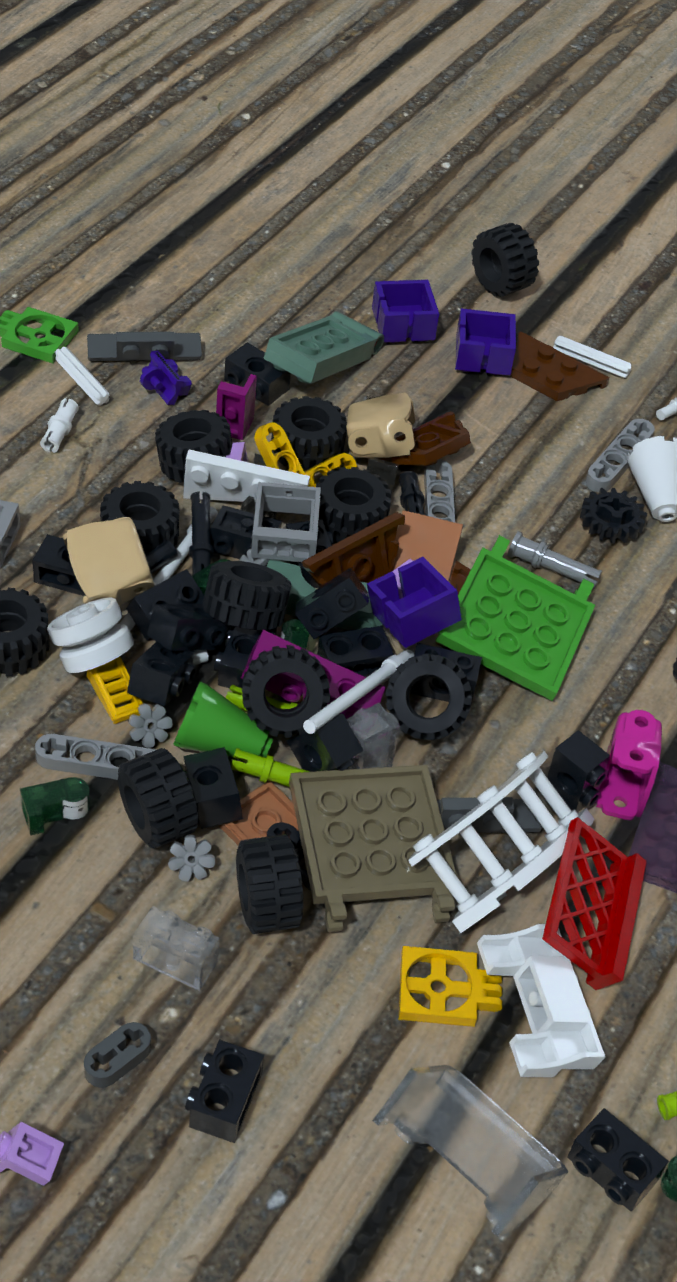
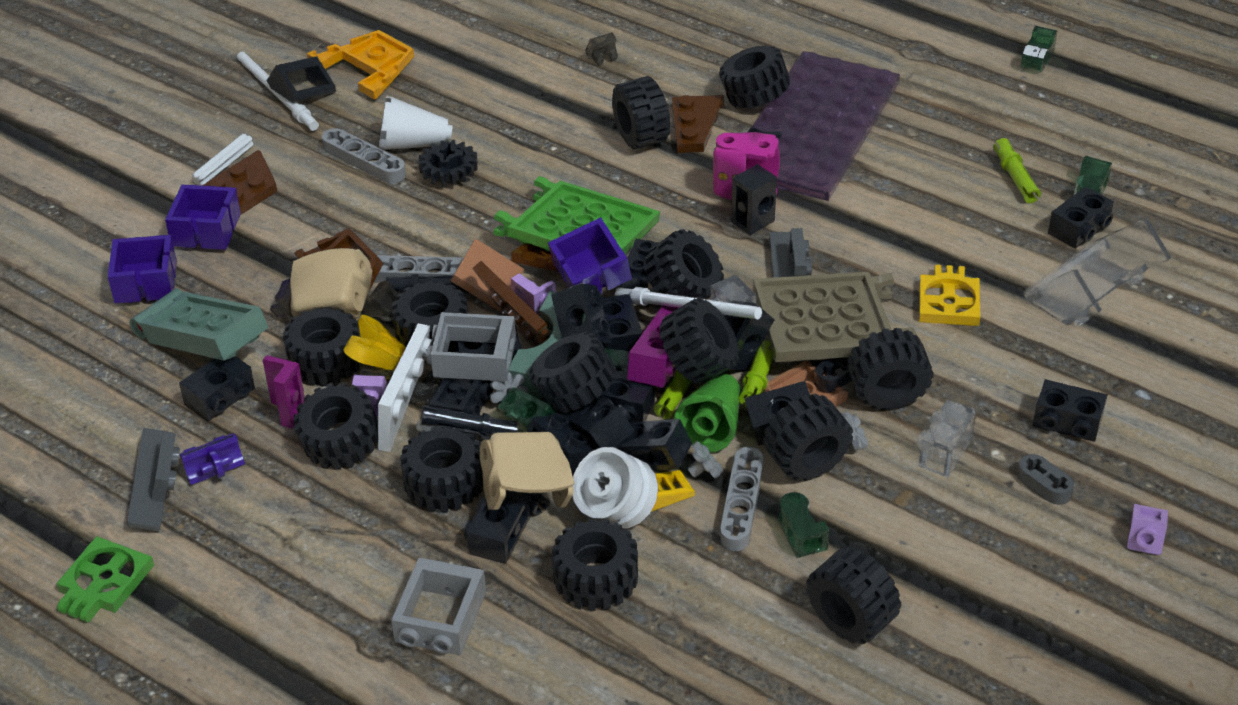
camera: 80 degrees left, 5 degrees down
(59, 425) = (276, 545): white pin -> none
(82, 376) = (190, 532): white axle -> none
(505, 259) = (77, 172): black tyre -> none
(534, 858) = (838, 230): white fence -> none
(540, 555) = (483, 221): light grey pin -> none
(552, 1001) = (978, 230): white bracket -> none
(615, 912) = (881, 199): red fence -> none

